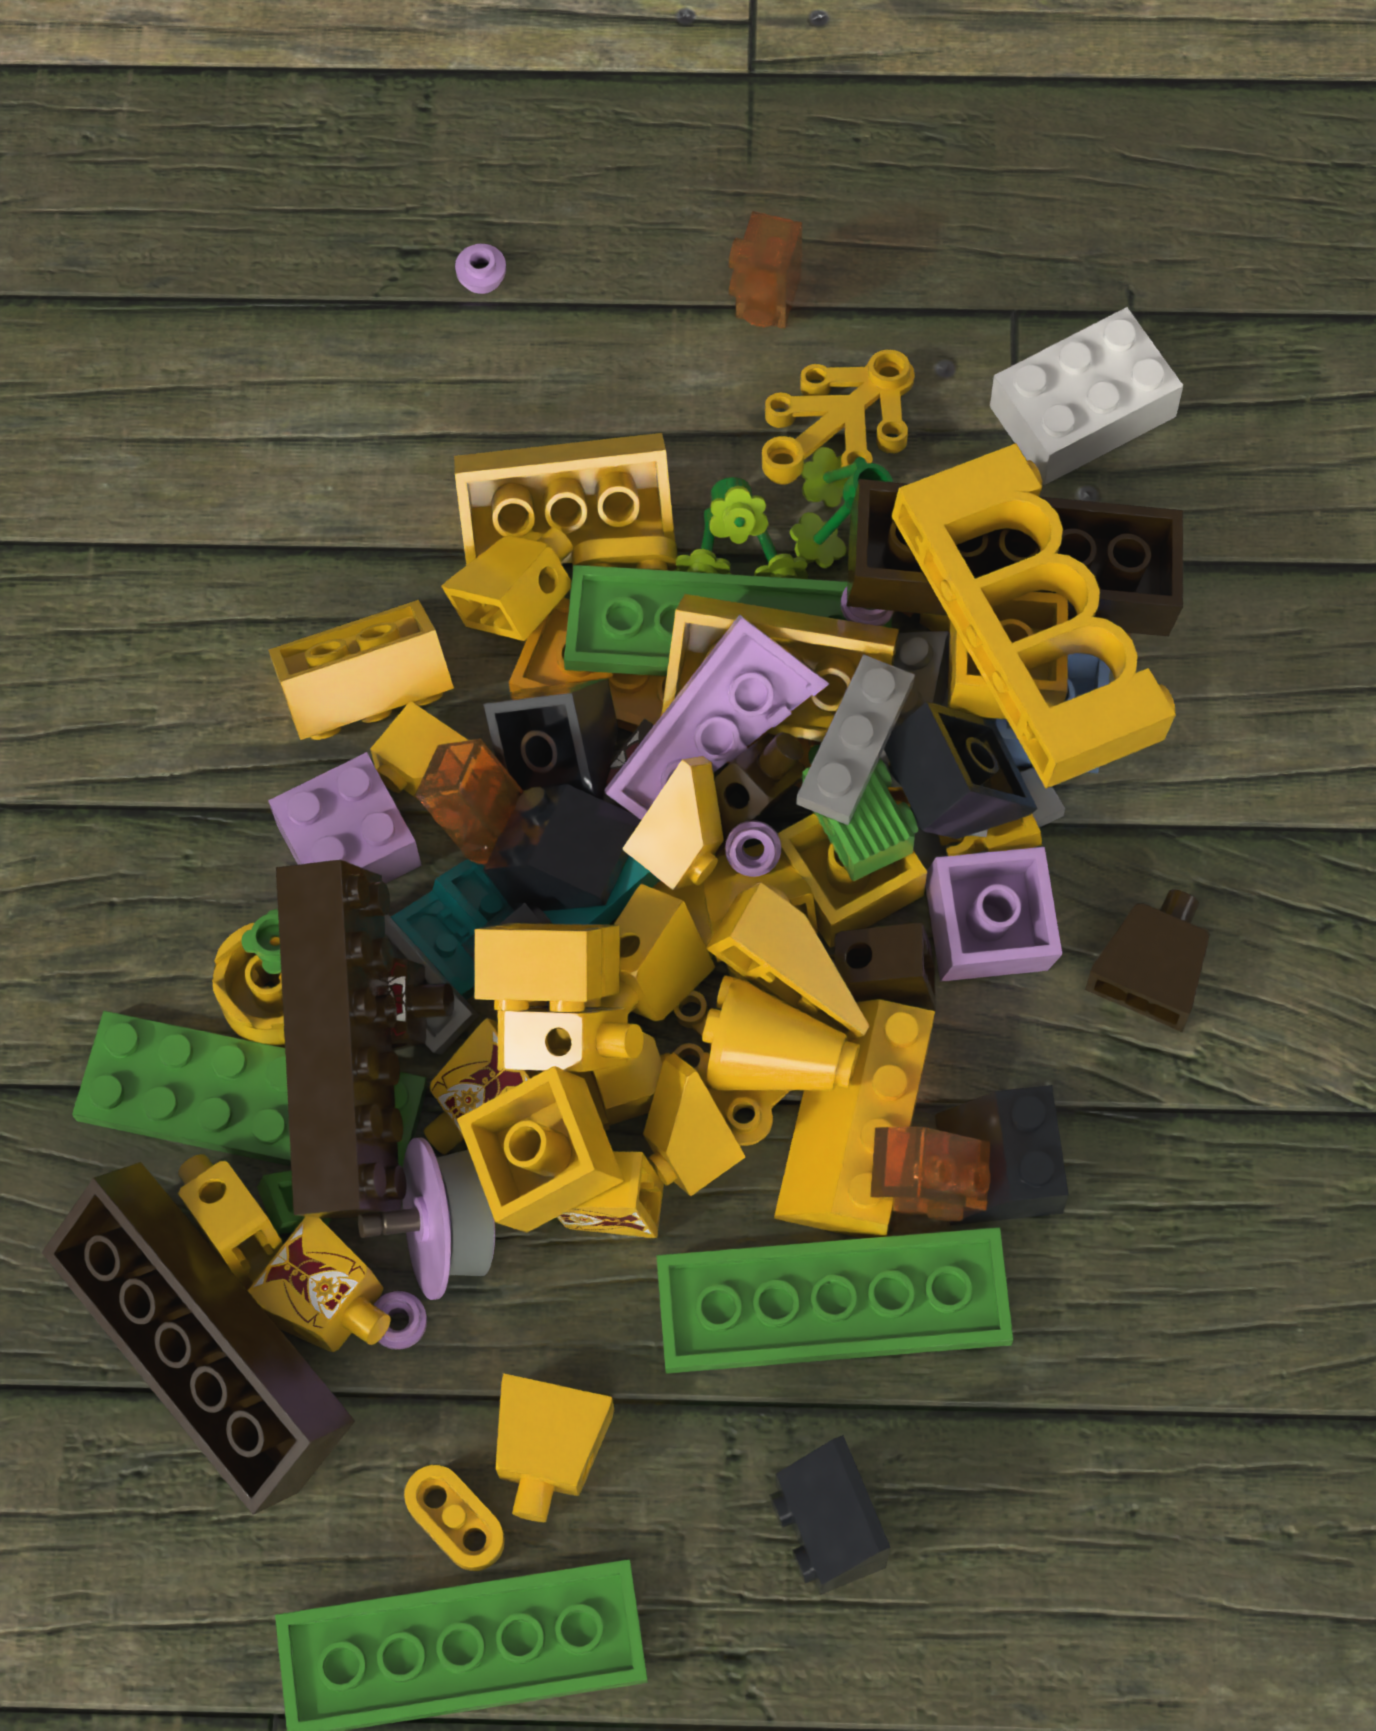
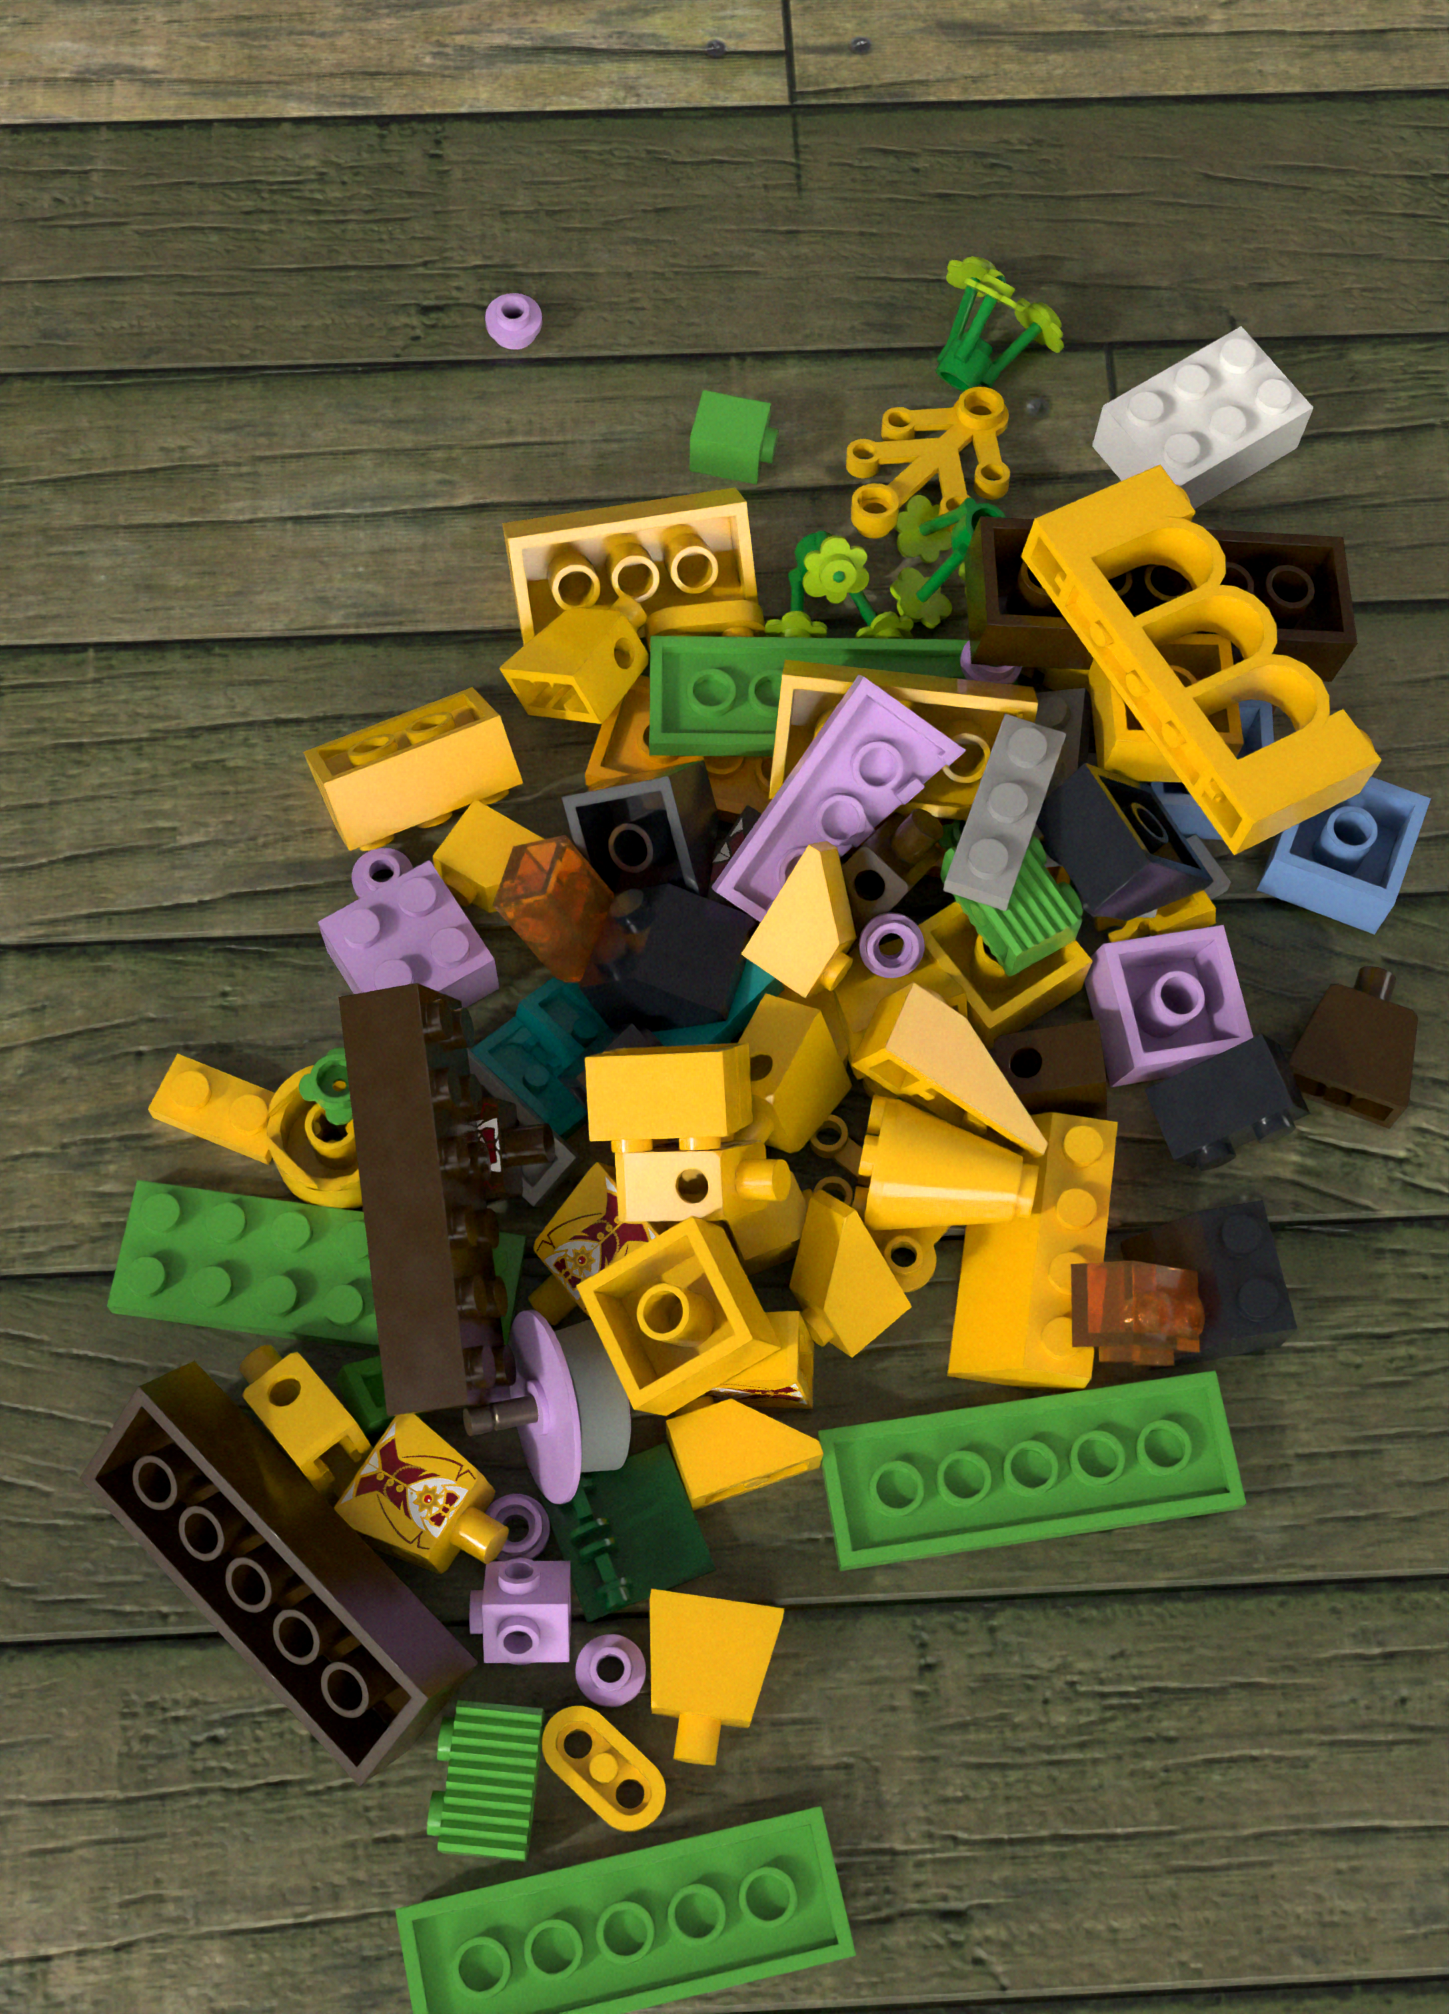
camera: 10 degrees left, 0 degrees up
(171, 953) = (214, 1107): none -> yellow plate
(321, 749) = (375, 861): none -> lavender plate
(359, 1520) = (488, 1781): none -> bright green brick
(398, 1386) = (523, 1611): none -> lavender brick
(471, 1457) = (614, 1693): none -> lavender plate
(491, 1329) = (629, 1533): none -> dark green hinge
(586, 1267) = (734, 1450): none -> yellow slope
(664, 386) = (732, 437): none -> bright green brick
(766, 270) = (836, 303): clear orange brick -> none
(830, 1517) = (1059, 1737): black slope -> none
(880, 321) = (966, 356): none -> plant
(1034, 1001) = (1228, 1103): none -> black brick
(1167, 788) = (1349, 856): none -> medium blue brick

